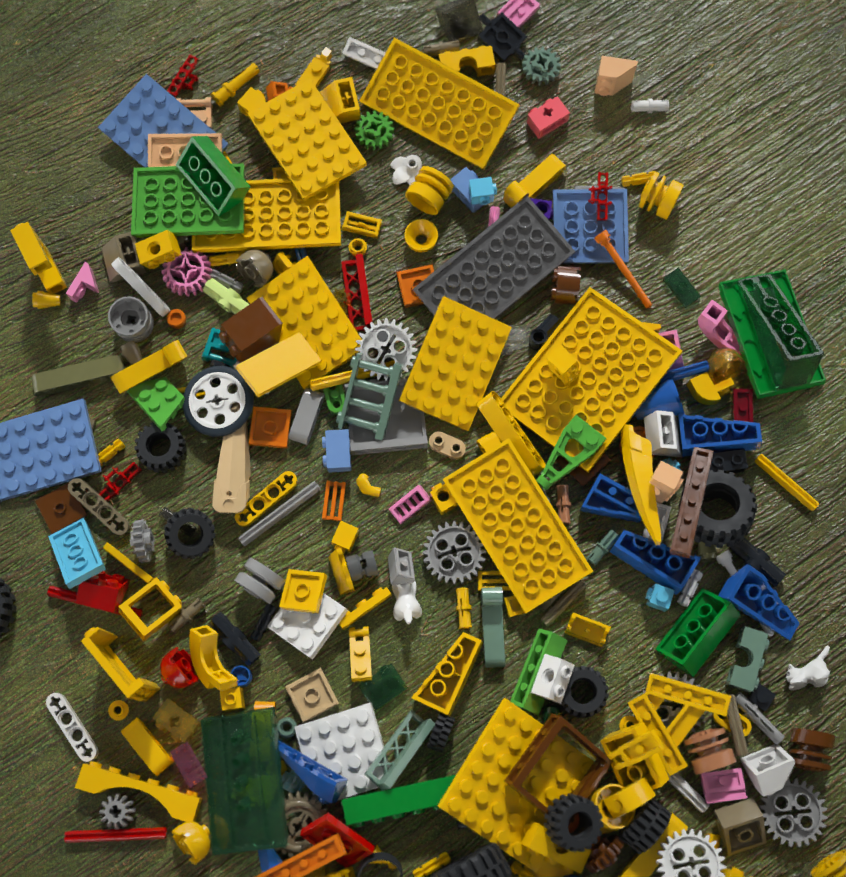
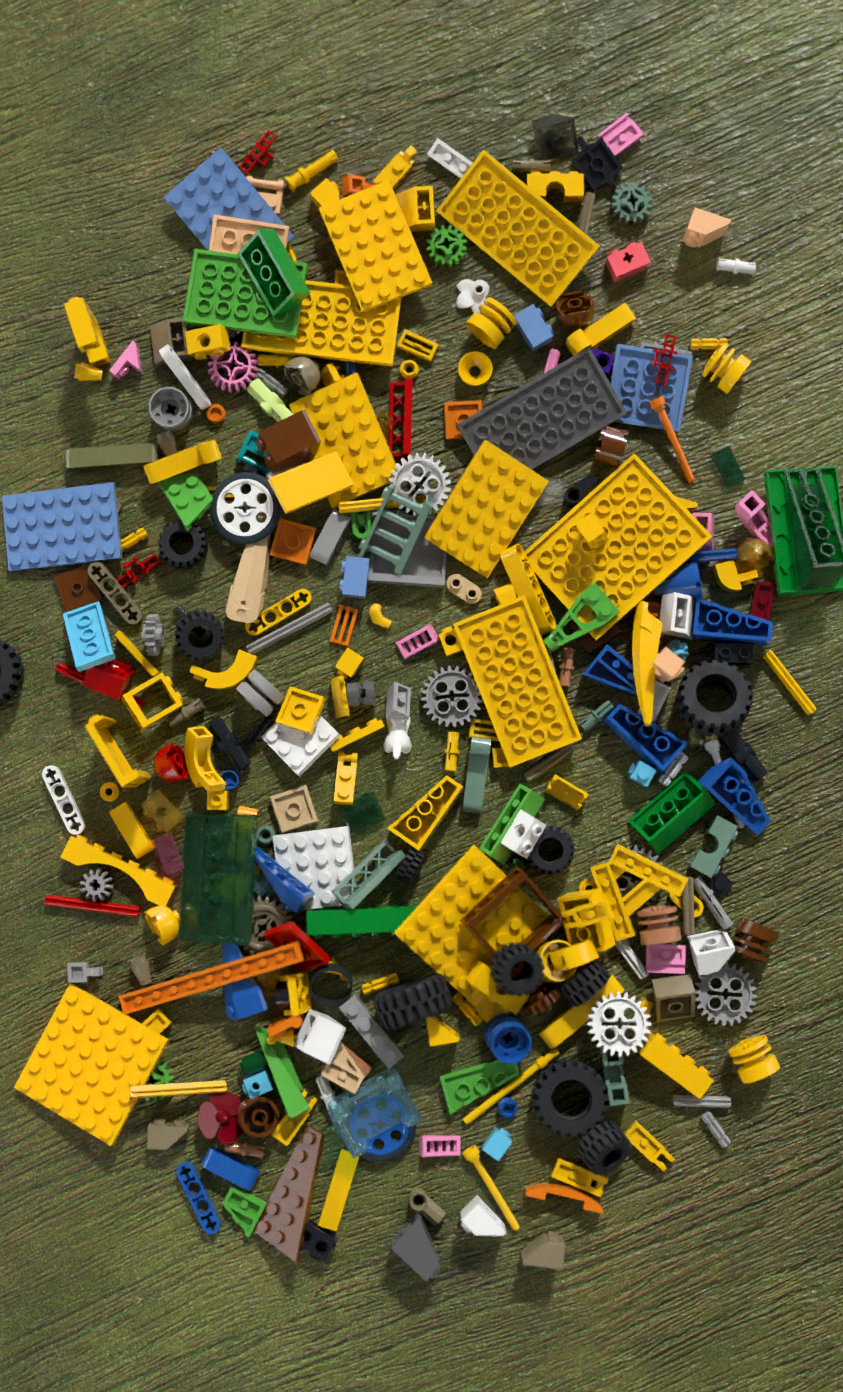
camera: 10 degrees right, 10 degrees up
(227, 571) = (231, 677): none -> yellow arch
(482, 190) = (544, 334): medium azure brick -> none
(507, 166) = (575, 309): none -> reddish brown cylinder
(691, 502) = (689, 689): reddish brown tile -> none
(814, 673) = (773, 869): white animal -> none

